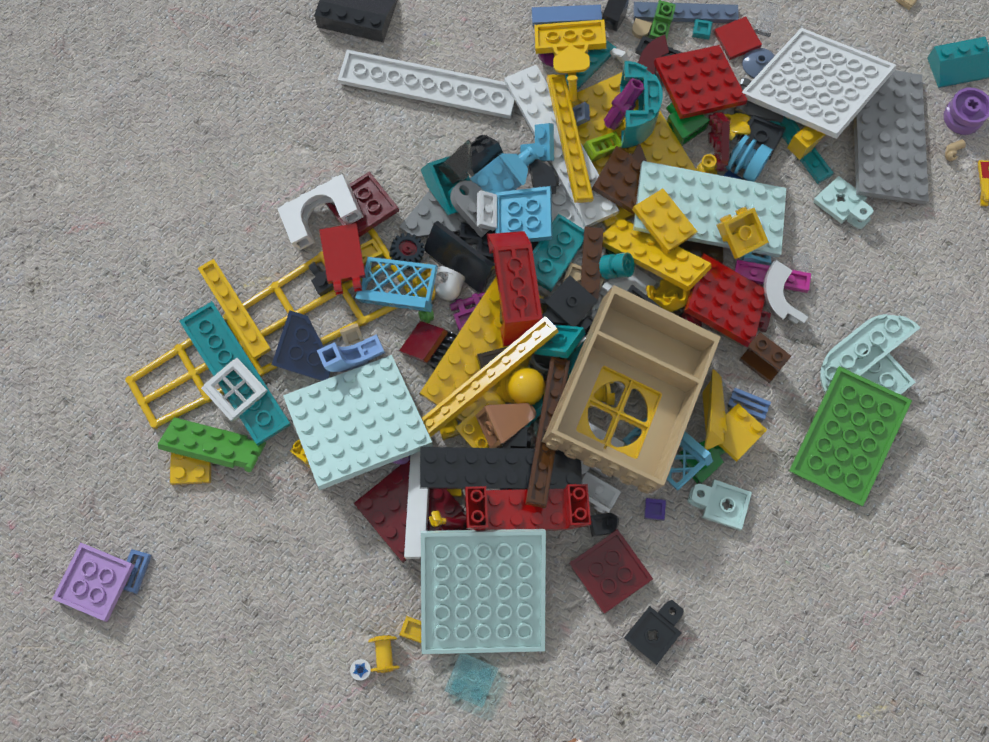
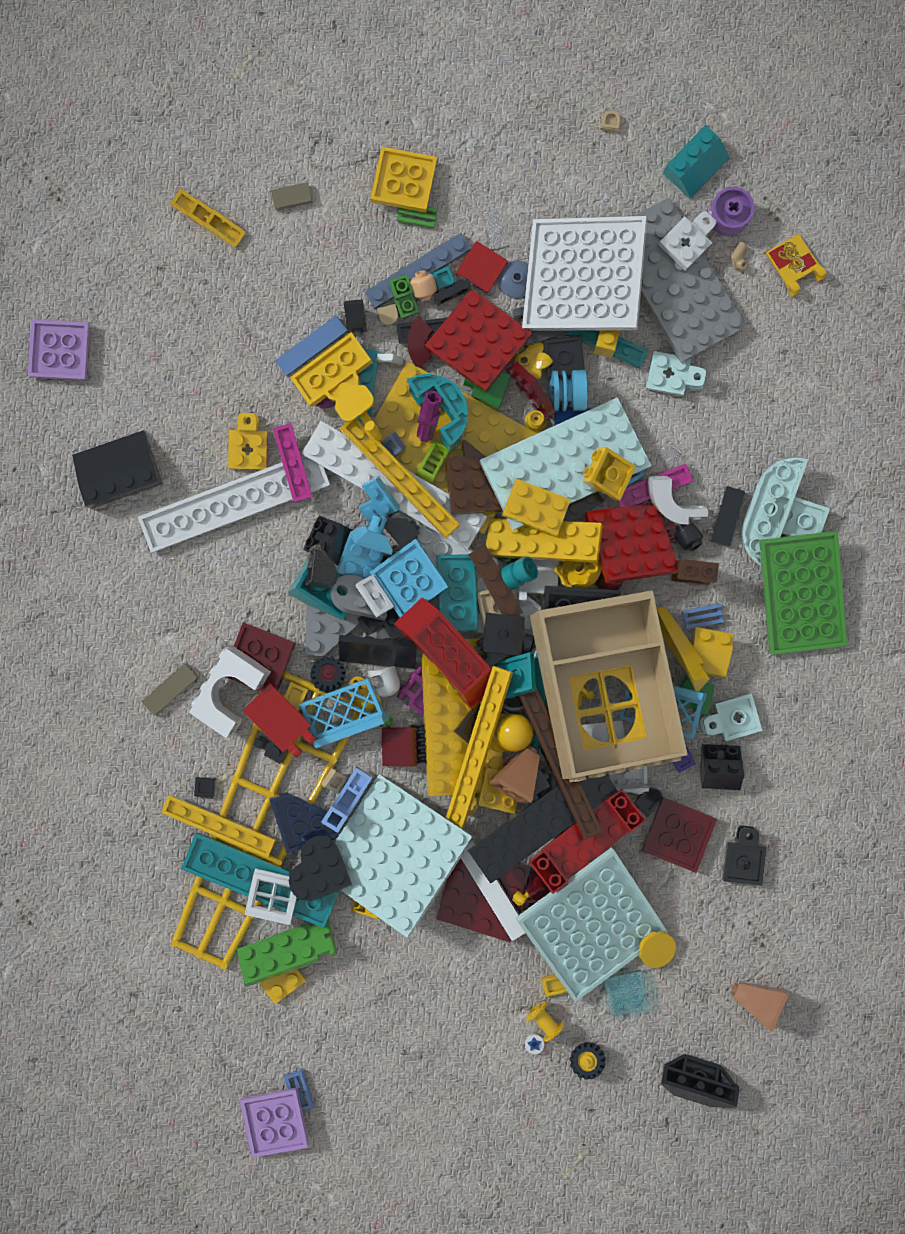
camera: 30 degrees left, 15 degrees up
(246, 276) = (204, 787): none -> black tile
(276, 187) = (170, 689): none -> dark tan tile
(288, 392) = (320, 870): none -> black plate
(396, 716) = (587, 1060): none -> black wheel
(474, 44) = (249, 435): none -> yellow plate
(492, 80) = (292, 463): none -> dark pink plate
(525, 658) = (657, 949): none -> yellow tile
(683, 21) = (423, 285): none -> light nougat head
(685, 537) = (721, 767): none -> black slope
(701, 39) = (445, 294): none -> black plate
(778, 331) = (689, 536): none -> black head
(821, 338) = (727, 516): none -> black tile
(928, 109) = (692, 232): none -> white plate

